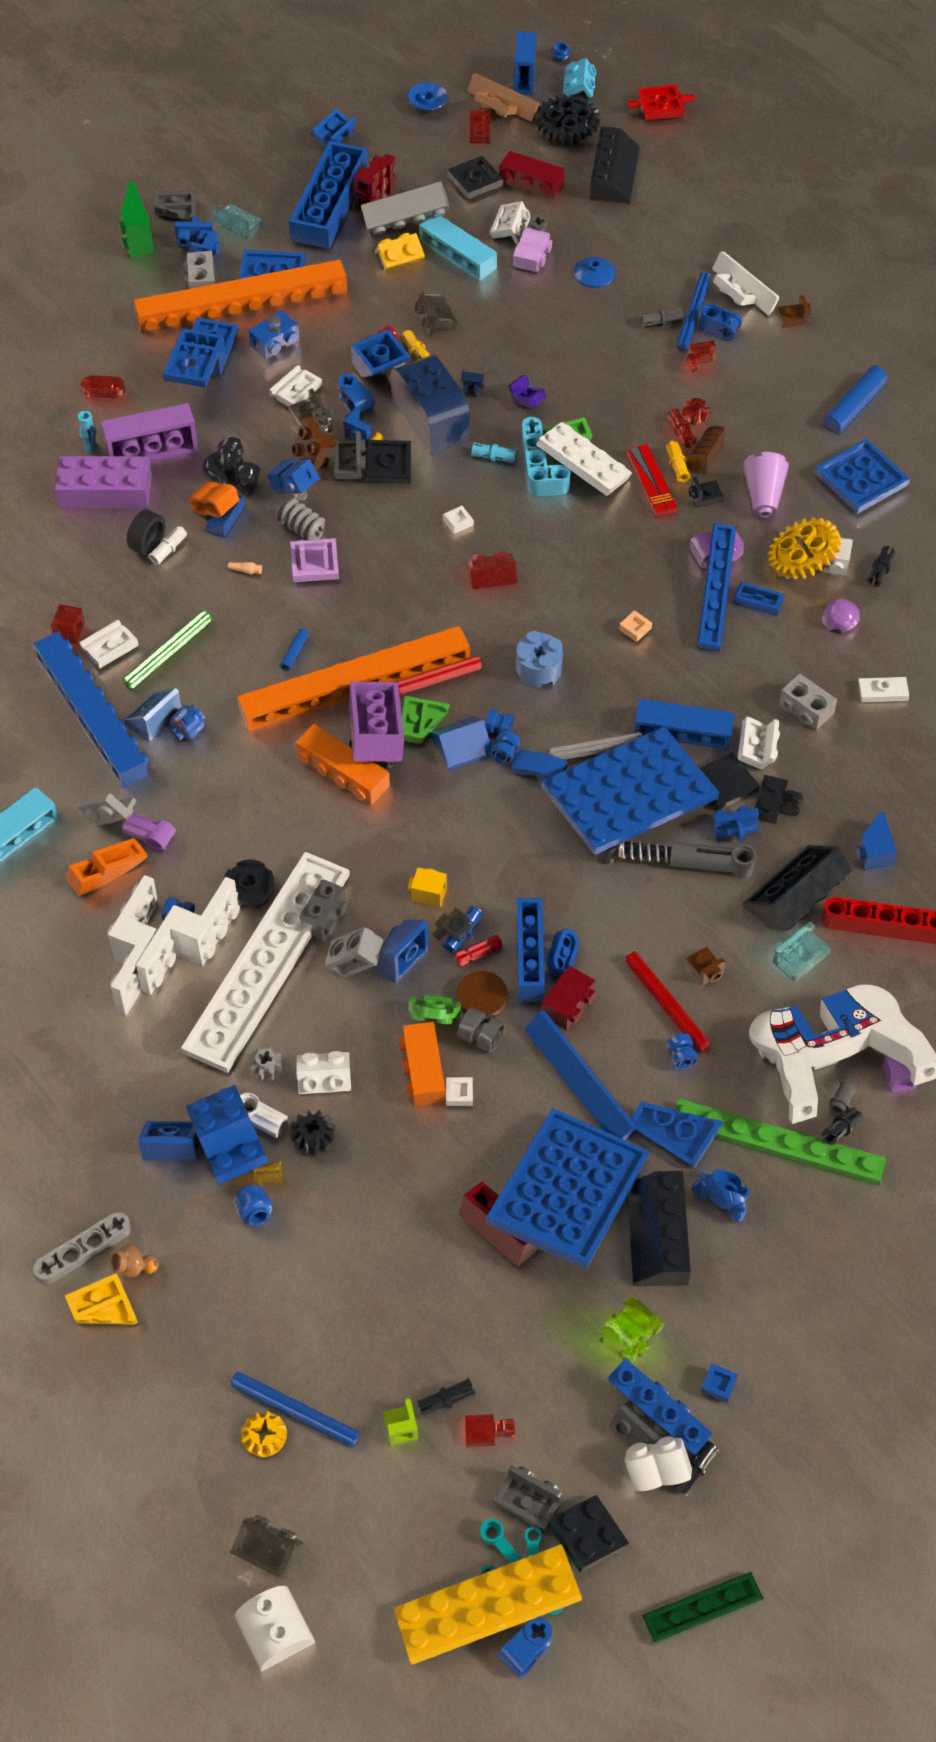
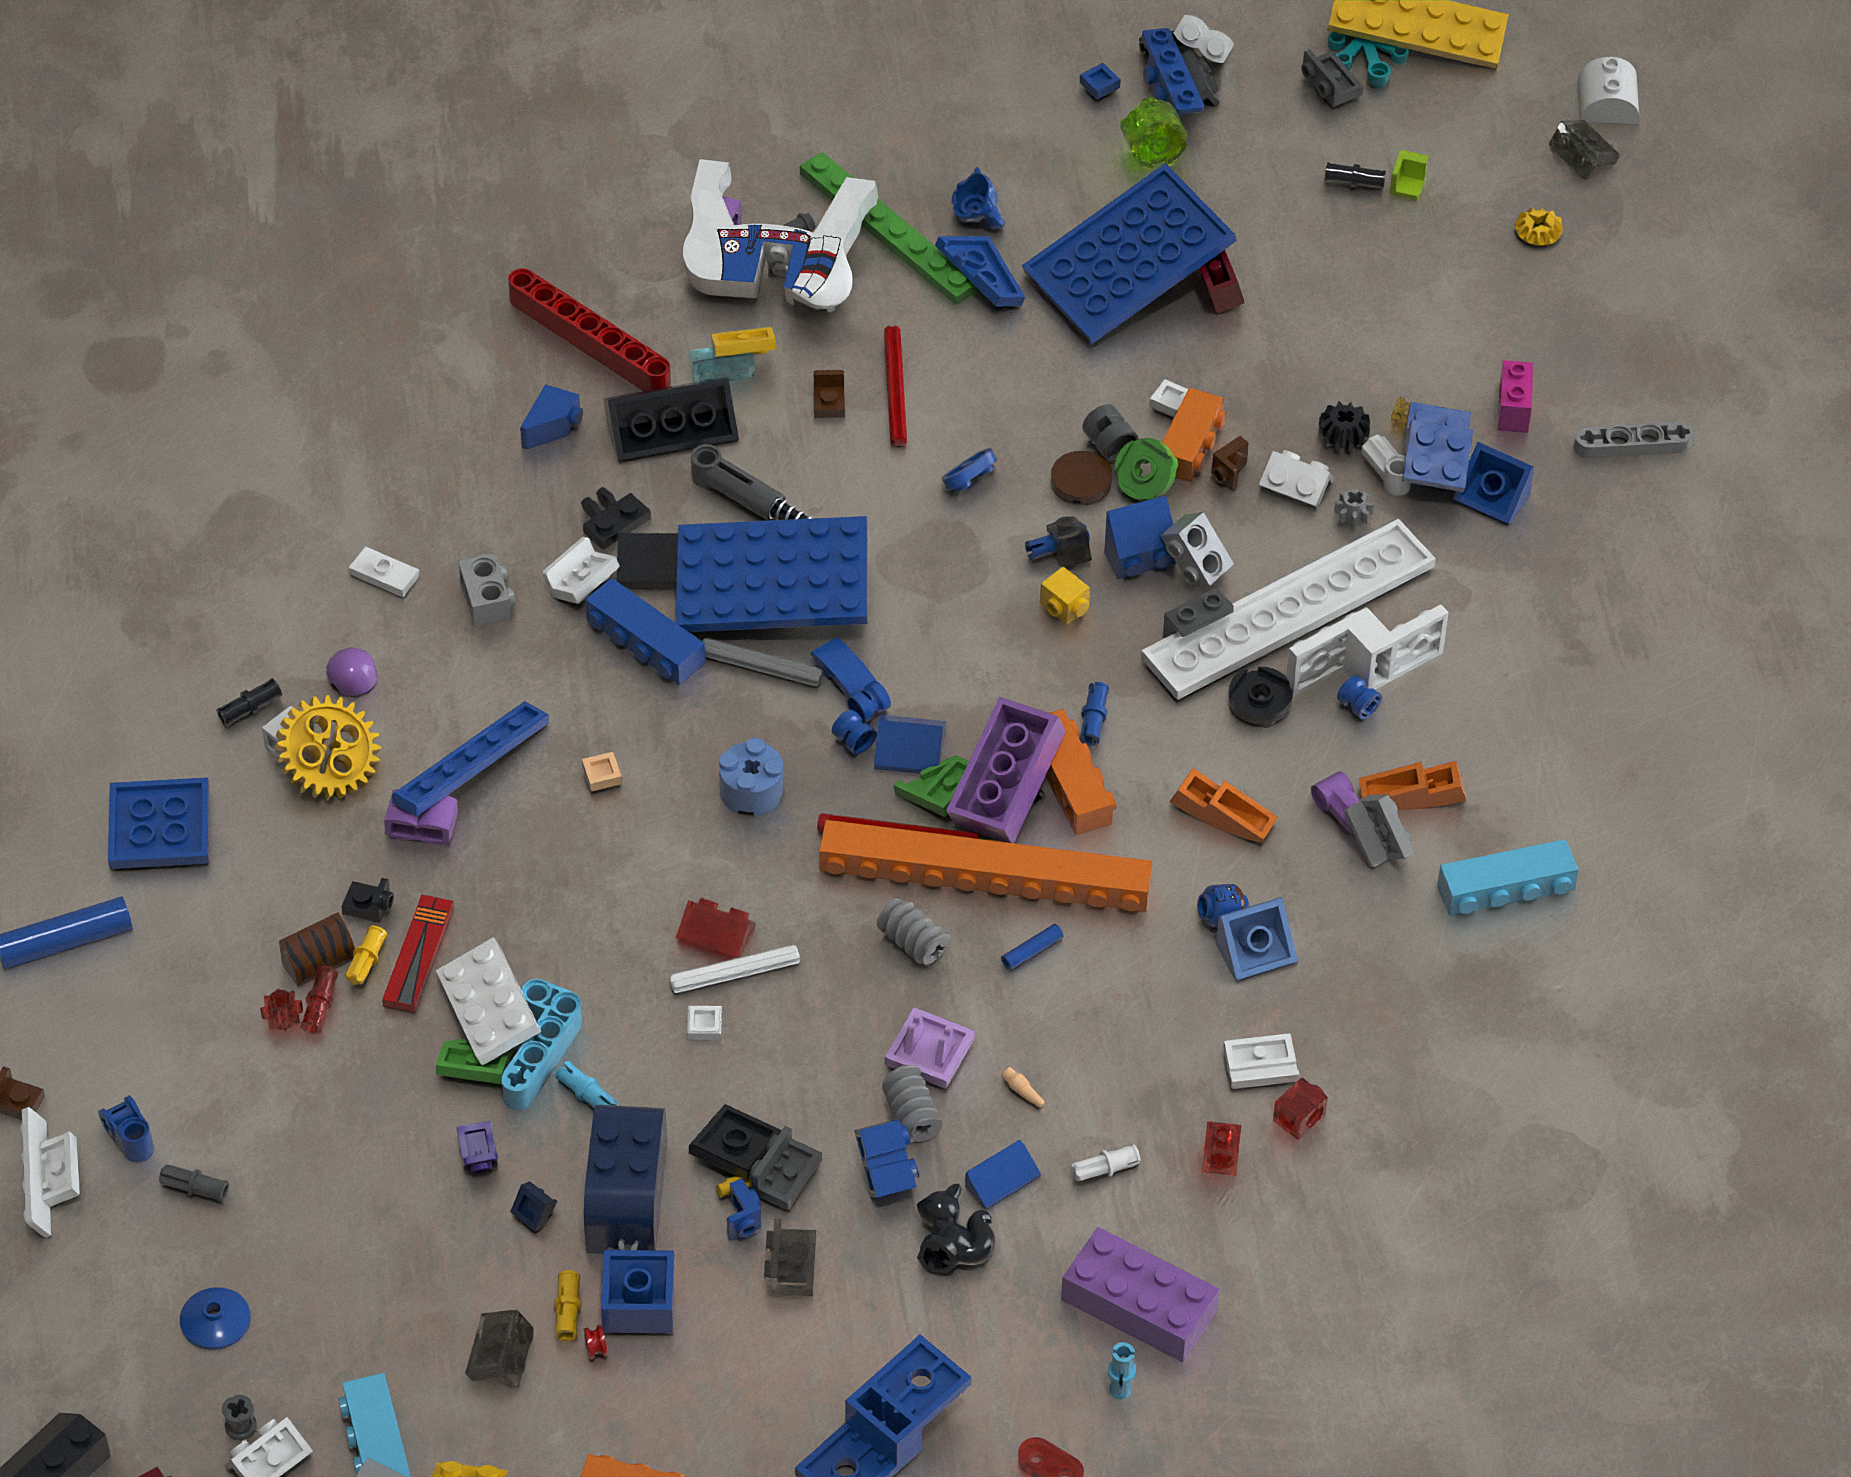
camera: 150 degrees left, 5 degrees down
(91, 709) = (1331, 982): blue brick -> none
(101, 1303) = (1639, 384): yellow wing -> none
(102, 578) = (1221, 1148): none -> clear red brick
(128, 941) = (1430, 668): white bracket -> none
(130, 1262) = (1593, 397): medium nougat animal -> none
(145, 532) = (1129, 1173): black tyre -> none
(153, 434) = (1040, 1317): medium lavender brick -> none
(167, 649) = (1189, 1022): axle -> none
(193, 1229) = (1515, 396): none -> dark pink brick
(213, 499) = (1009, 1185): orange brick -> none
(227, 790) = (1223, 807): none -> orange slope
(253, 1205) = (1444, 389): blue head -> none
(273, 334) = (753, 1425): blue piece -> none
(295, 386) = (780, 1324): white plate -> none
(295, 1409) = (1499, 231): blue axle -> none
(312, 444) = (832, 1188): reddish brown plate -> none
(353, 815) = (1094, 713): none -> blue pin
(354, 393) = (710, 1267): blue piece -> none
(368, 616) = (913, 931): none -> light grey piece
(381, 1054) = (1229, 461): none -> reddish brown bracket
(462, 554) = (734, 968): none -> white axle
(478, 950) = (1047, 516): red axle -> none
(482, 1430) = (1332, 144): clear red plate -> none
(530, 950) = (1004, 477): blue brick -> none
(532, 250) = (279, 1384): lavender brick -> none
(569, 997) = (997, 425): dark red brick -> none
(579, 1076) = (1040, 355): blue tile -> none
(588, 1533) = (1294, 33): black plate -> none
(659, 1230) = (1061, 199): black slope -> none
(682, 1053) = (920, 329): blue wheel -> none
(693, 311) = (140, 1173): blue axle -> none
(700, 354) = (200, 1092): clear red bracket -> none
(736, 823) = (681, 500): blue hips -> none
(757, 600) = (400, 732): blue tile -> none
(765, 481) = (289, 859): lavender cone -> none
(791, 955) = (753, 341): none -> yellow plate
(841, 1126) = (816, 202): black axle -> none

